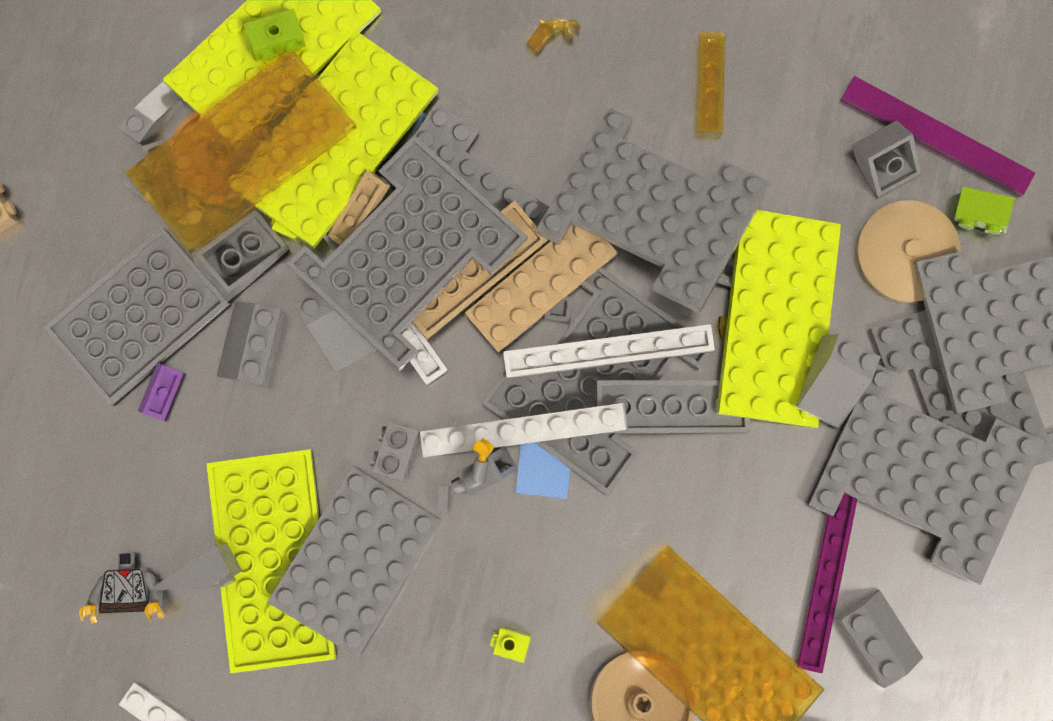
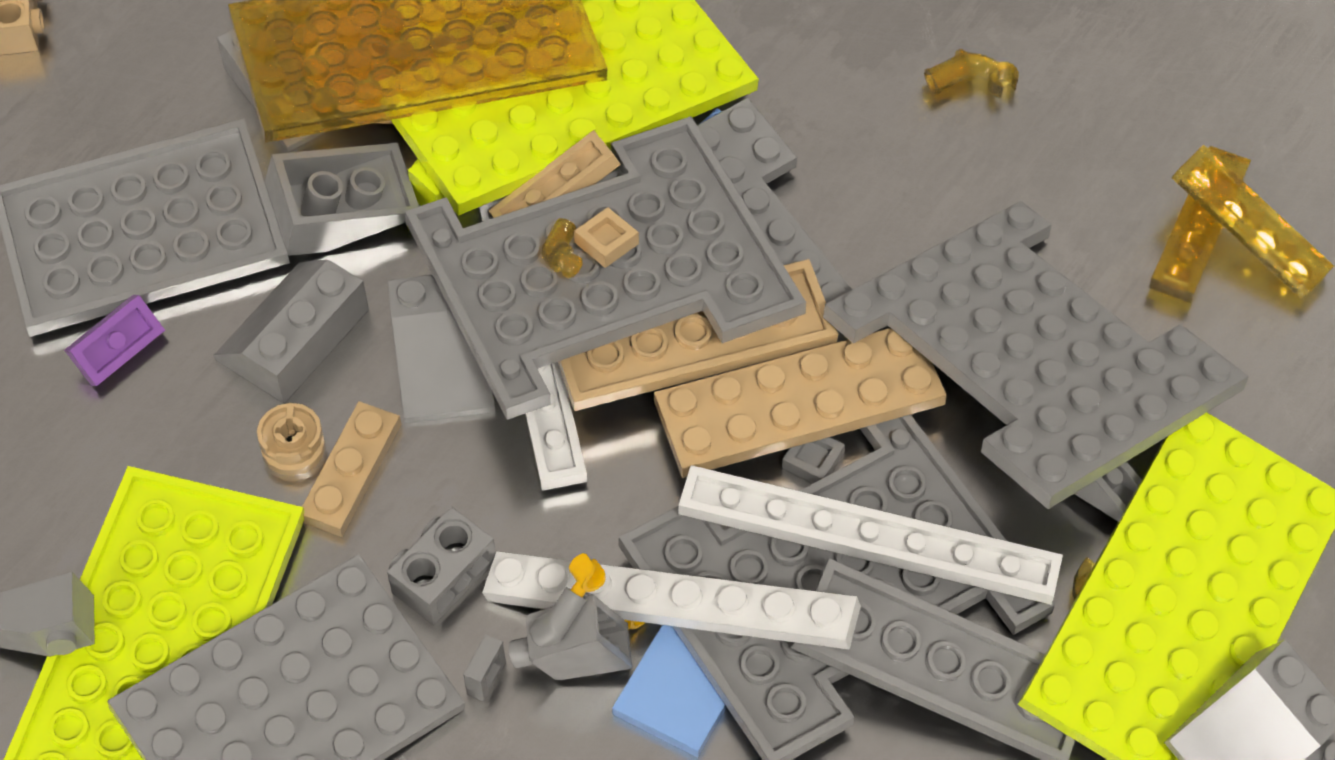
camera: 20 degrees right, 25 degrees down
(293, 413) = (307, 441): none -> tan wheel
(321, 412) = (350, 468): none -> tan plate
(382, 260) = (558, 252): none -> clear yellow arm
(405, 241) = (606, 237): none -> tan plate
(739, 76) = (1252, 222): none -> clear yellow plate

